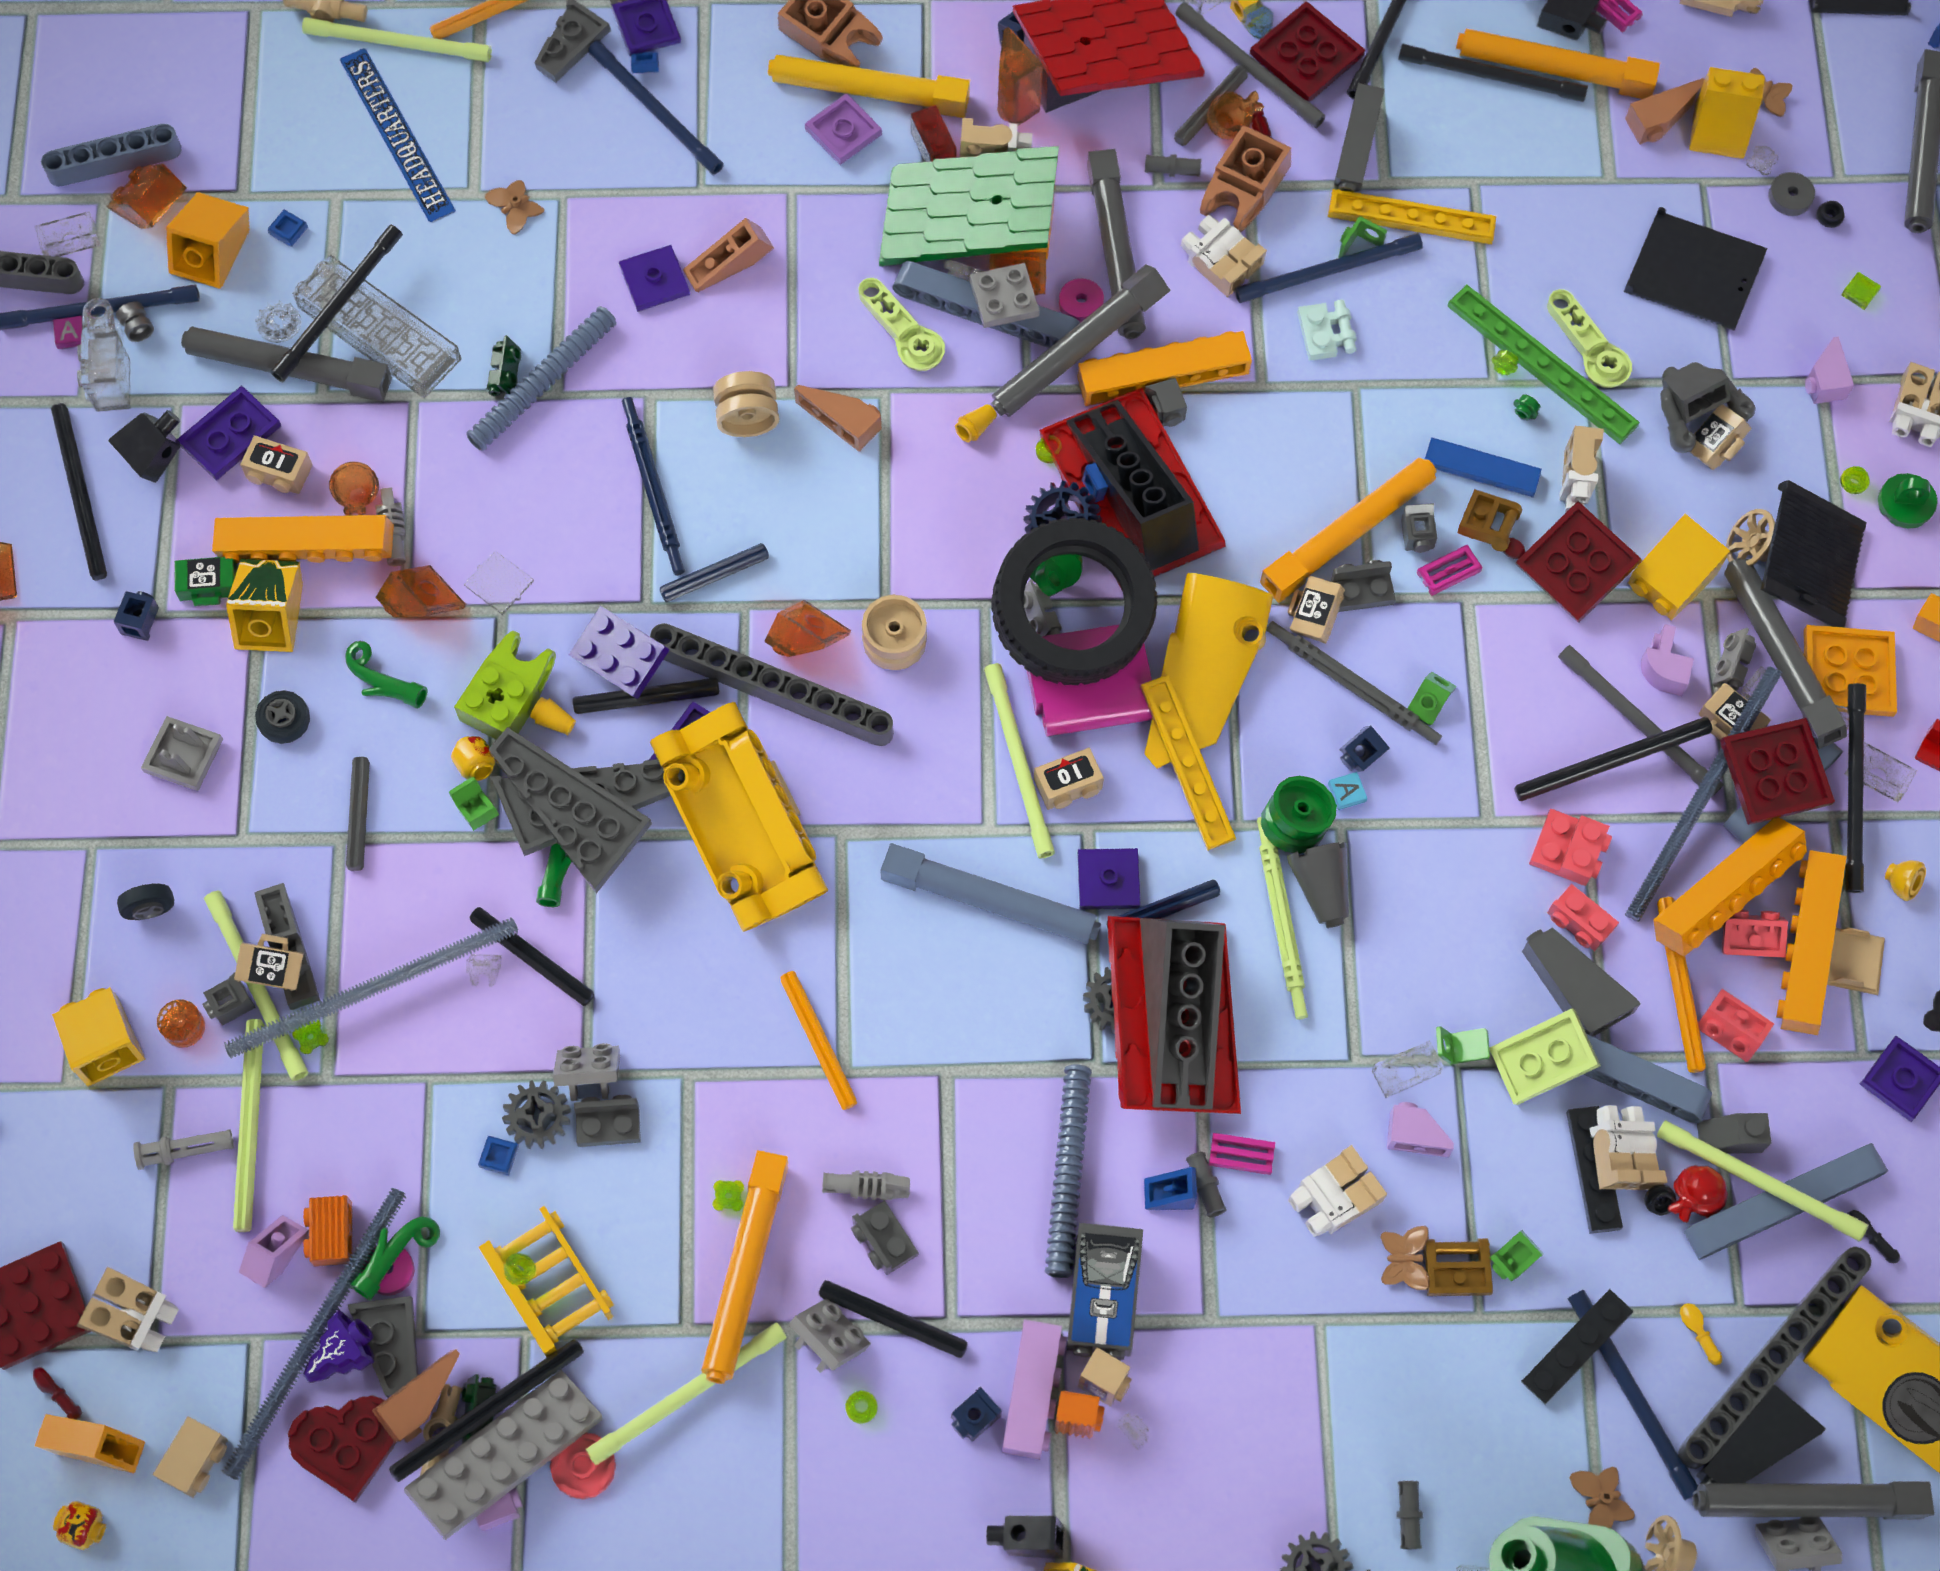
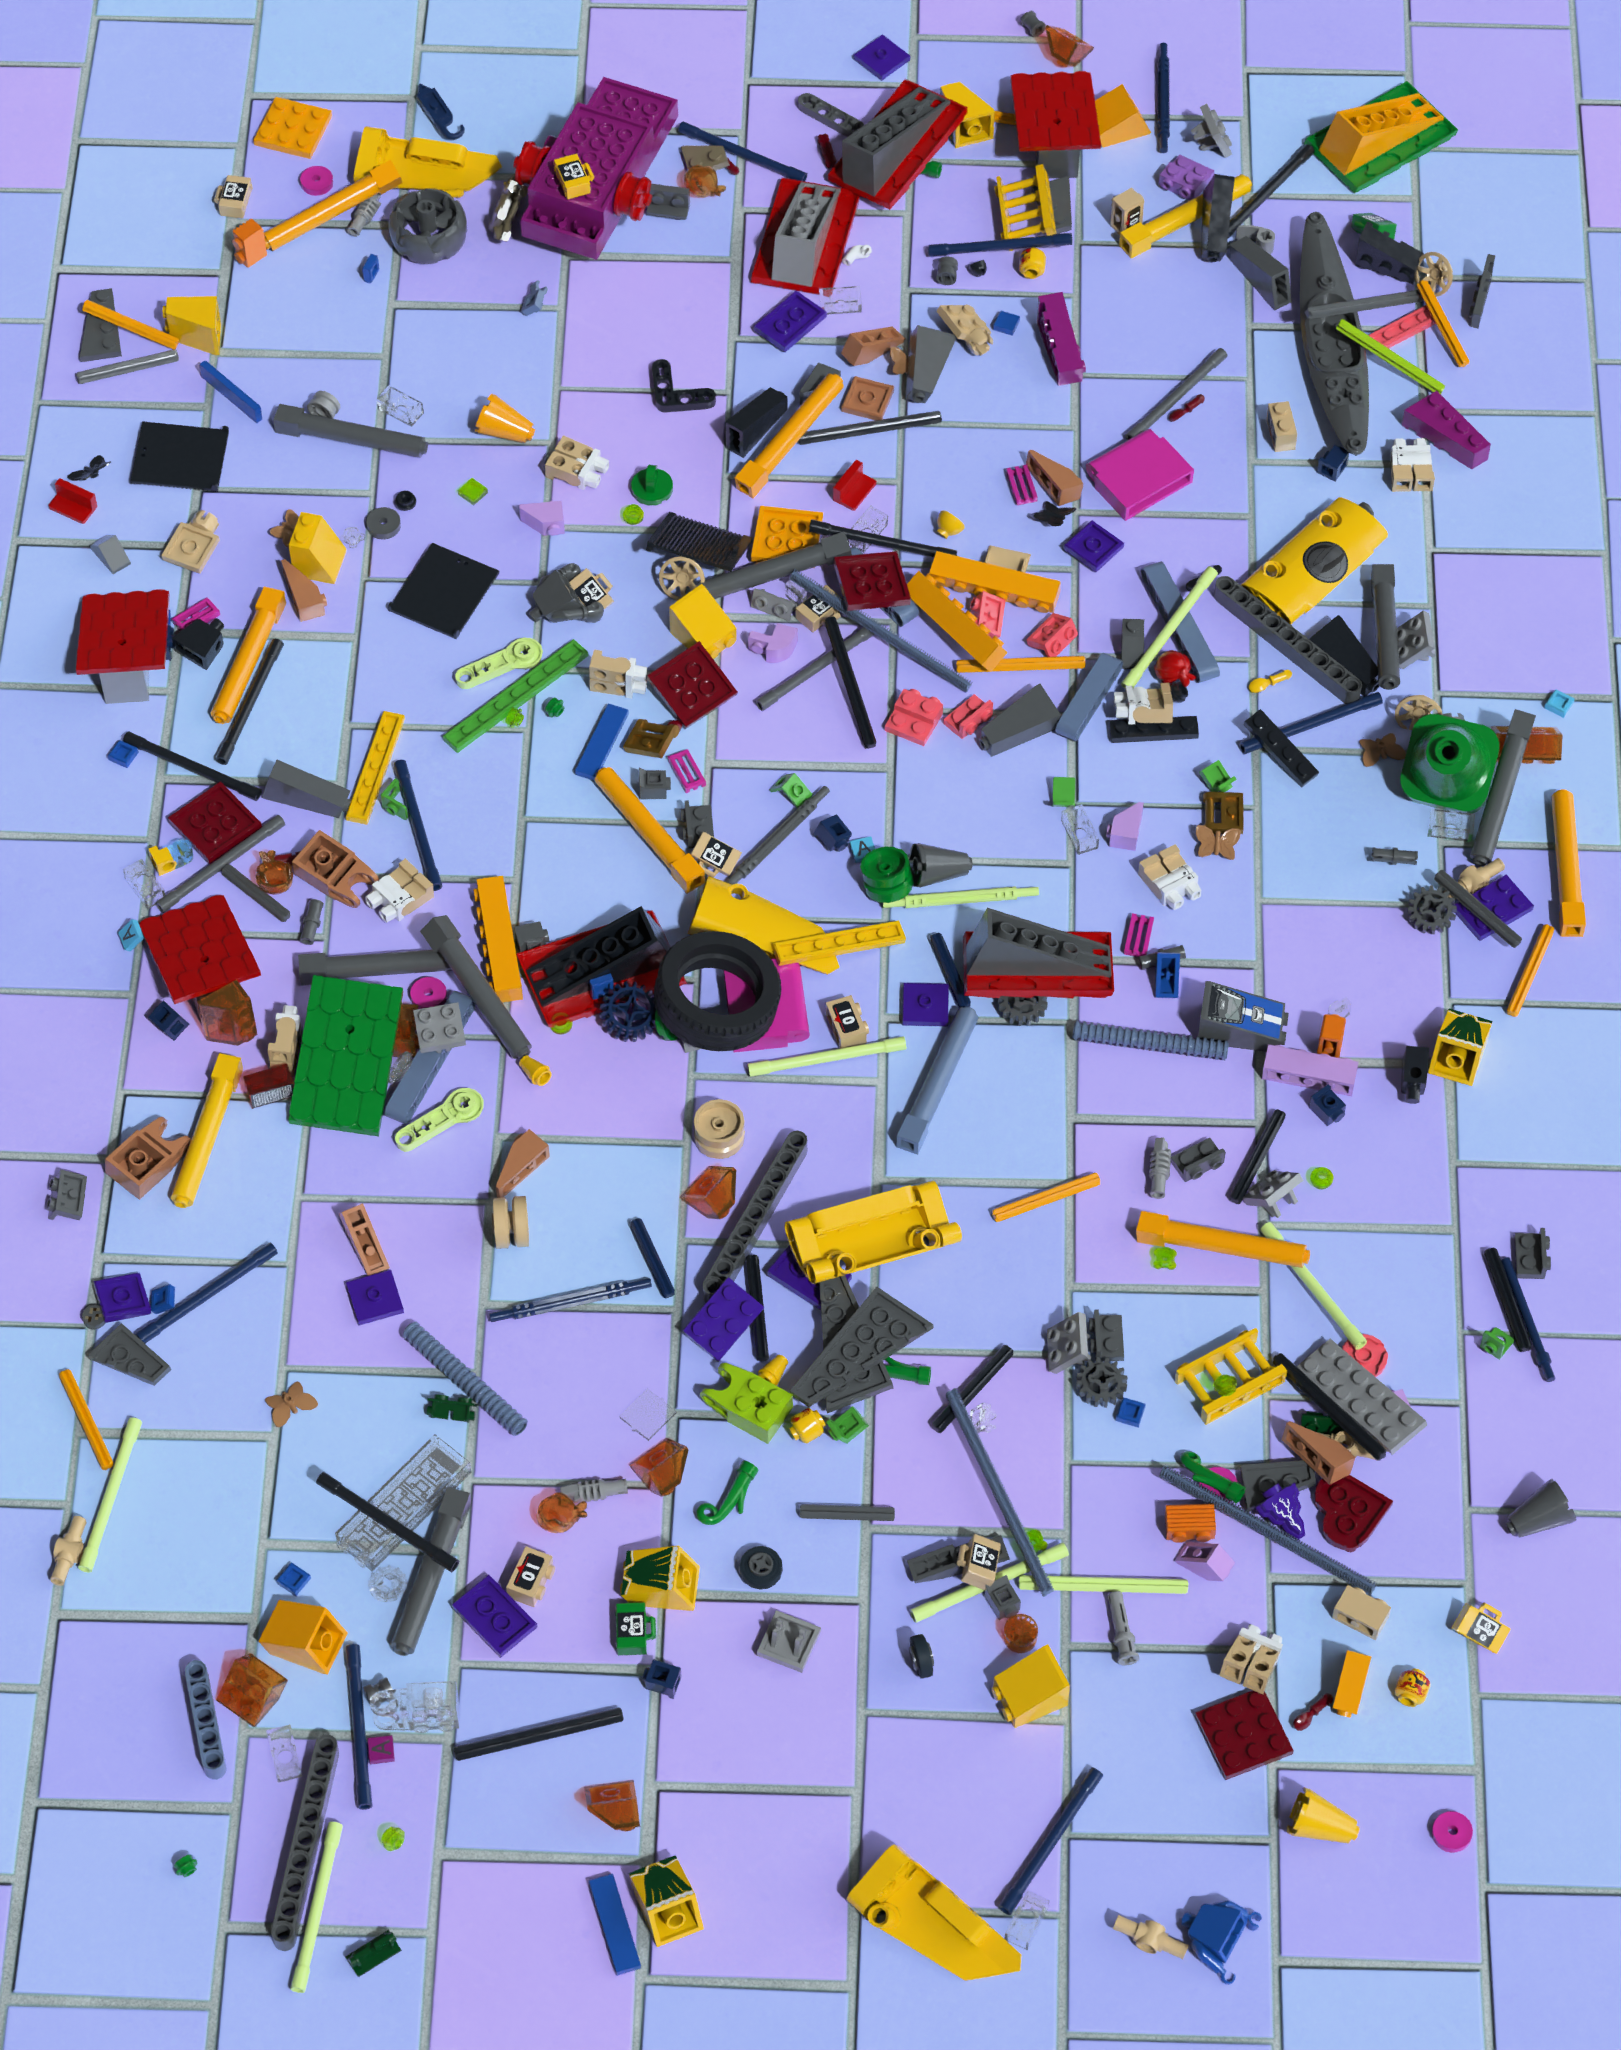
camera: 85 degrees left, 10 degrees down
(148, 444) = (504, 1672): black torso -> none
(304, 538) = (605, 1549): light orange brick -> none
(397, 135) = (205, 1497): sticker -> none
(843, 129) = (247, 1153): medium lavender plate -> none
(1105, 1377) = (1304, 1021): tan brick -> none
(1318, 332) = (472, 837): light aqua plate -> none
(1544, 1056) = (1077, 743): yellowish green plate -> none

